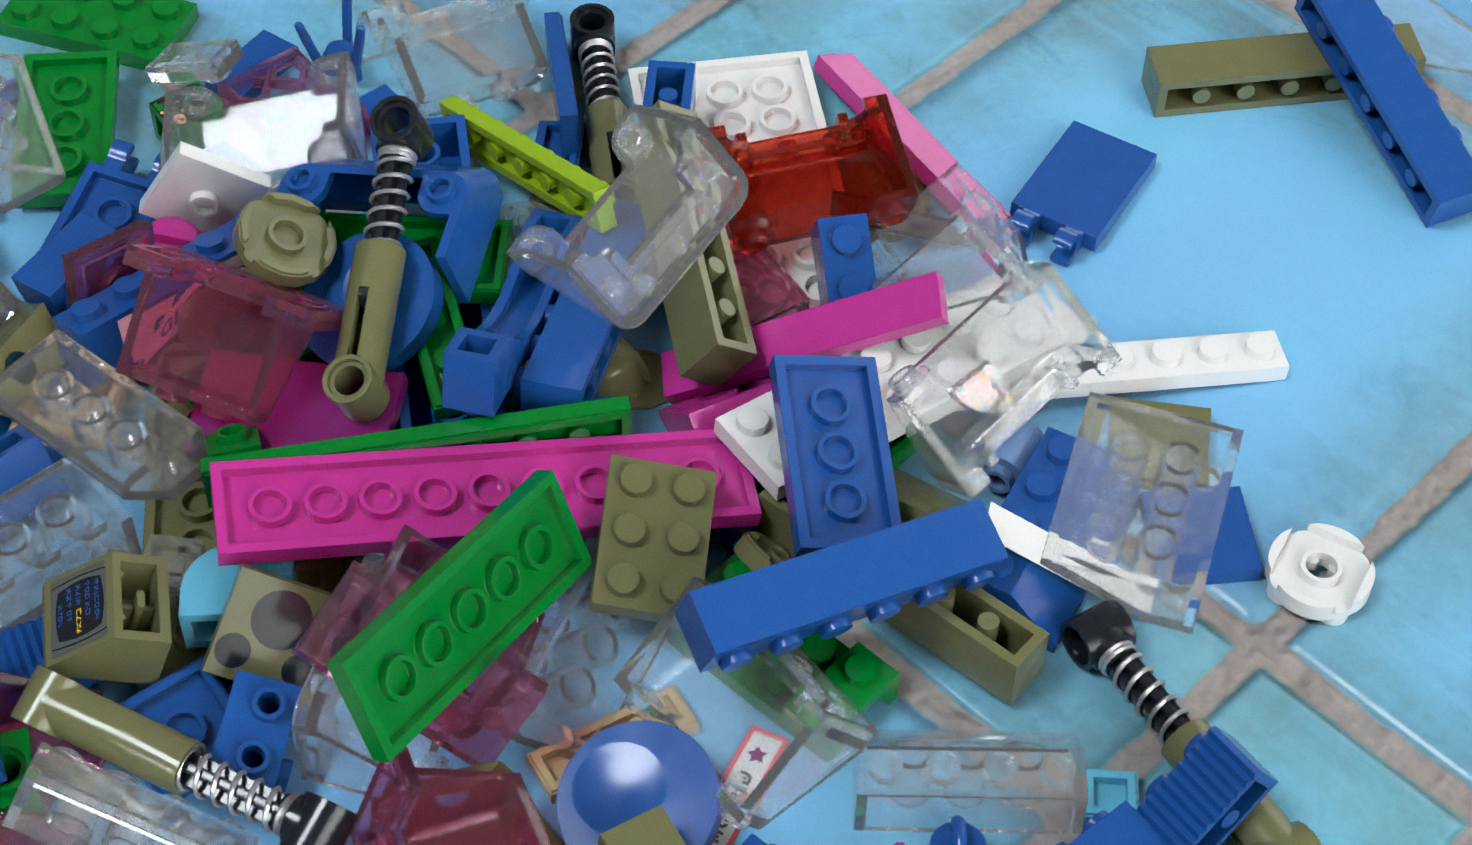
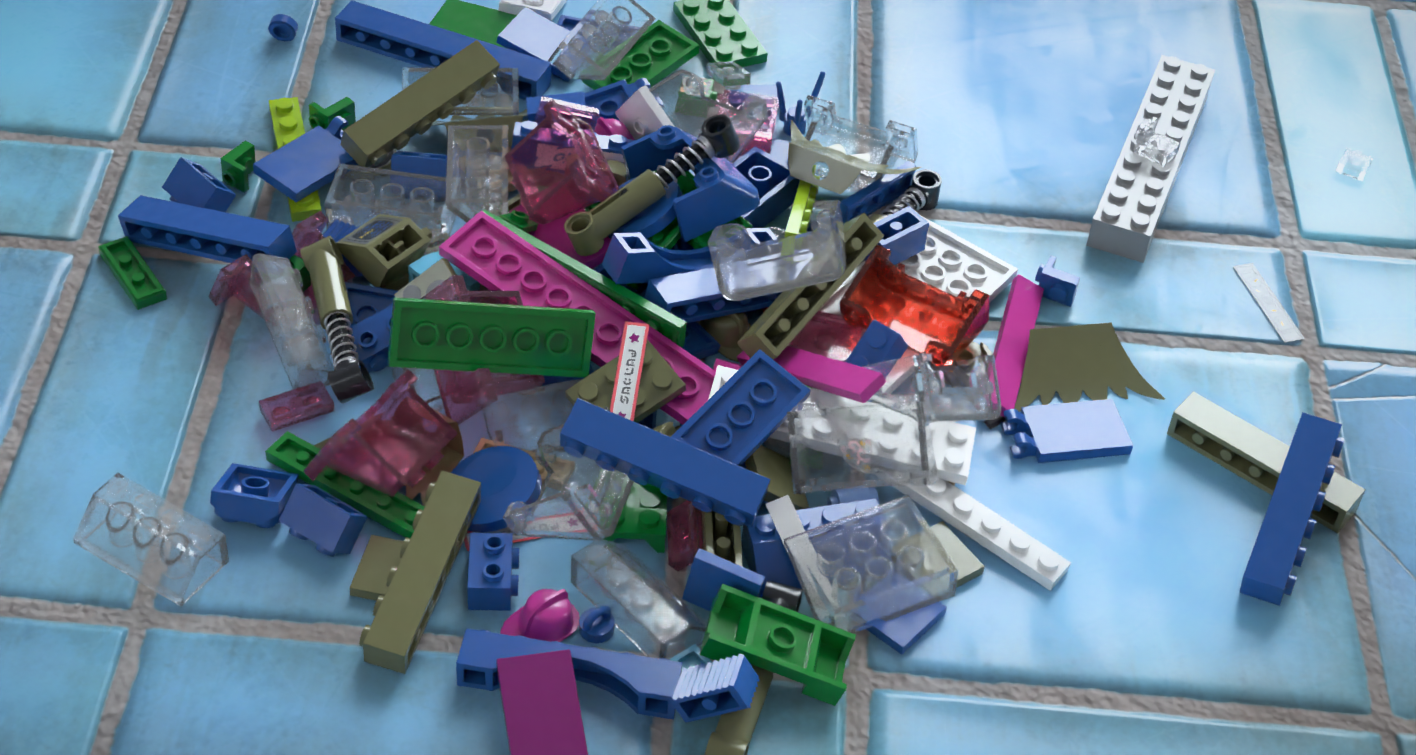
camera: 45 degrees right, 5 degrees down
(284, 239) = (627, 150): olive tile -> none
(470, 77) = (842, 167): none -> olive piece
(645, 512) = (629, 369): none -> sticker
(863, 36) = (1057, 284): none -> blue bracket
(922, 661) = (684, 534): none -> clear pink plate
(993, 105) = (1078, 361): none -> olive piece
(1049, 673) = (712, 571): none -> blue tile
(1175, 685) = (778, 642): none -> green piece
(1315, 597) = (924, 688): white plate -> none

